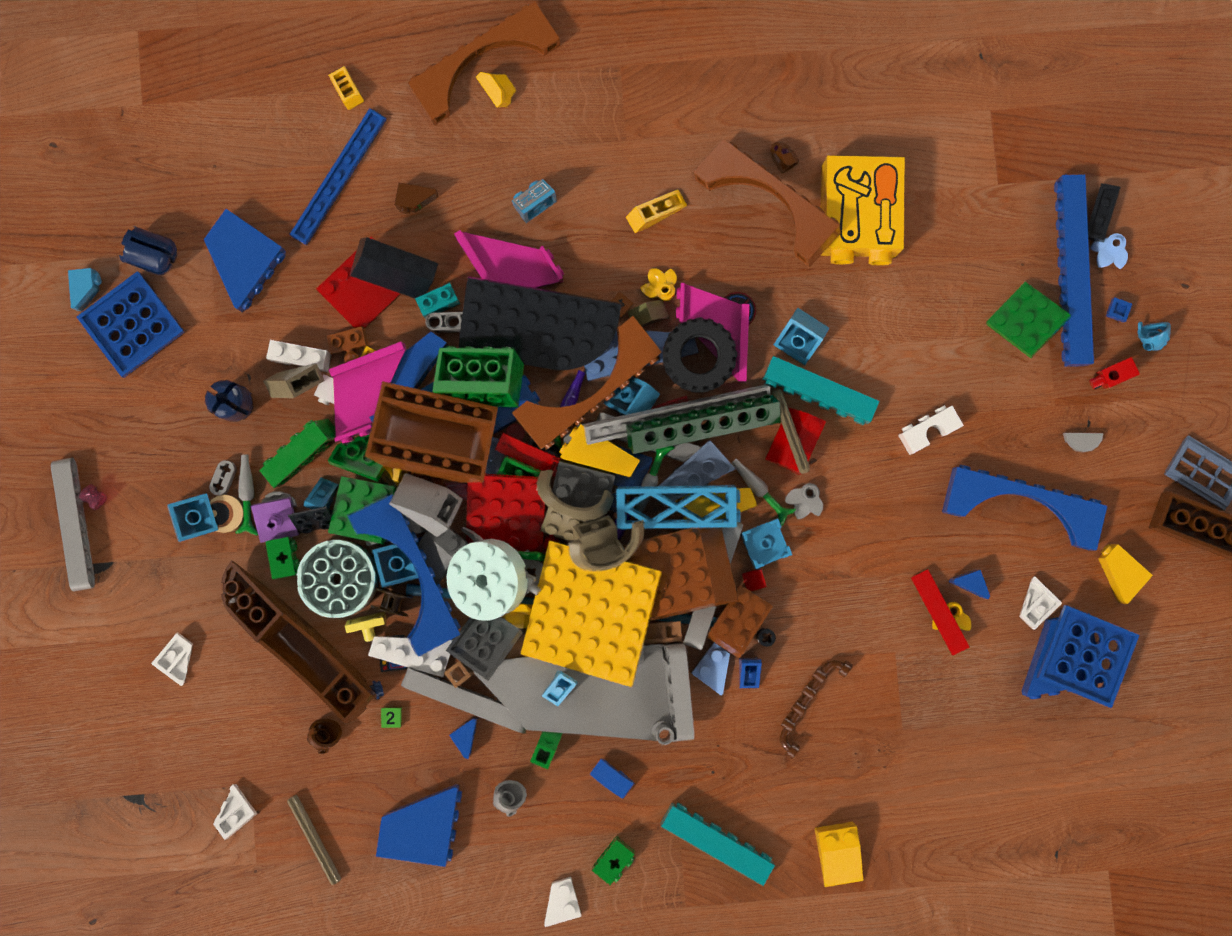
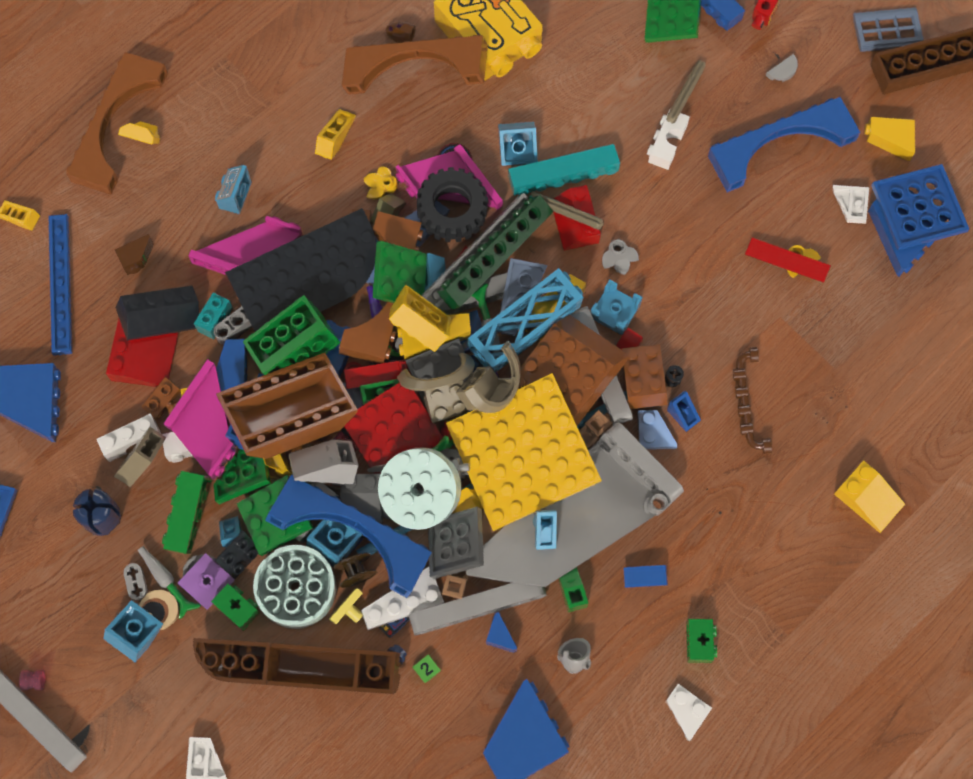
camera: 35 degrees left, 15 degrees down
(324, 734) = (381, 724): reddish brown helmet -> none
(593, 441) = (420, 319): none -> yellow slope
(606, 387) = (396, 268): none -> green plate
(717, 843) = (770, 562): teal brick -> none
(760, 489) = (580, 272): light grey piece -> none
(972, 582) = (793, 223): blue slope -> none
(979, 400) = (686, 91): none -> dark tan axle

